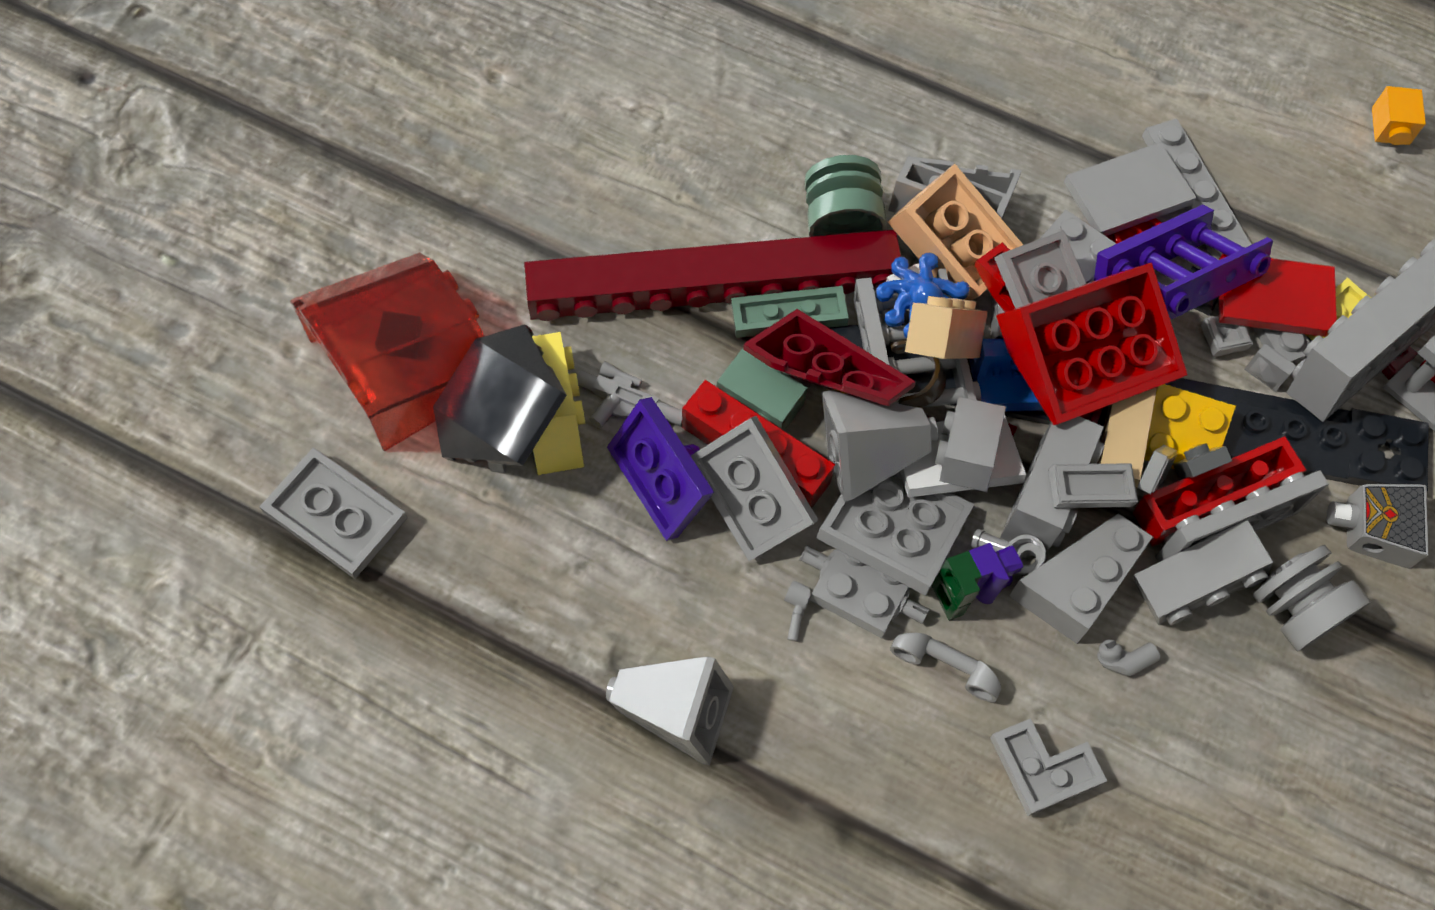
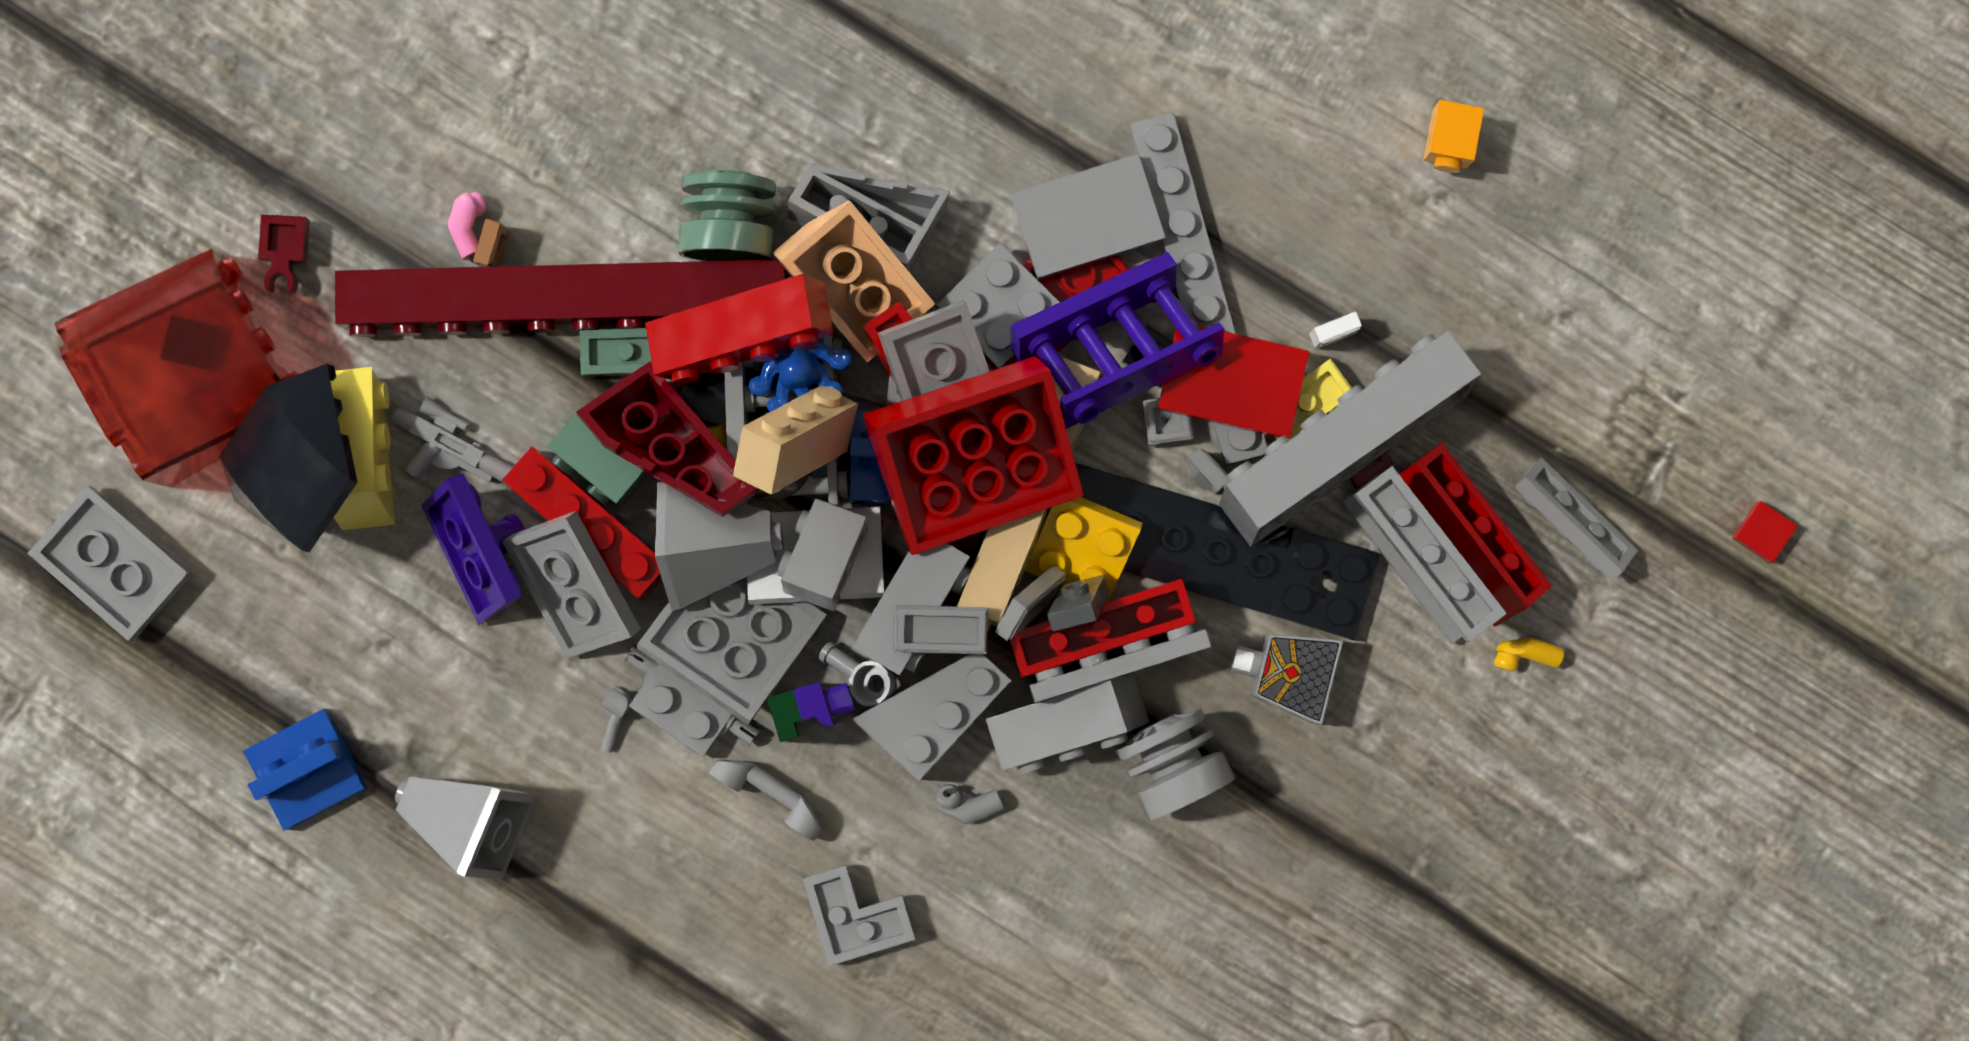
camera: 10 degrees right, 20 degrees up
(476, 254) = (283, 242): none -> dark red plate
(518, 678) = (304, 770): none -> blue bracket
(624, 223) = (461, 220): none -> bright pink arm
(651, 235) = (491, 244): none -> medium nougat tile
(876, 266) = (740, 329): none -> red brick
(1348, 255) = (1335, 330): none -> white tile

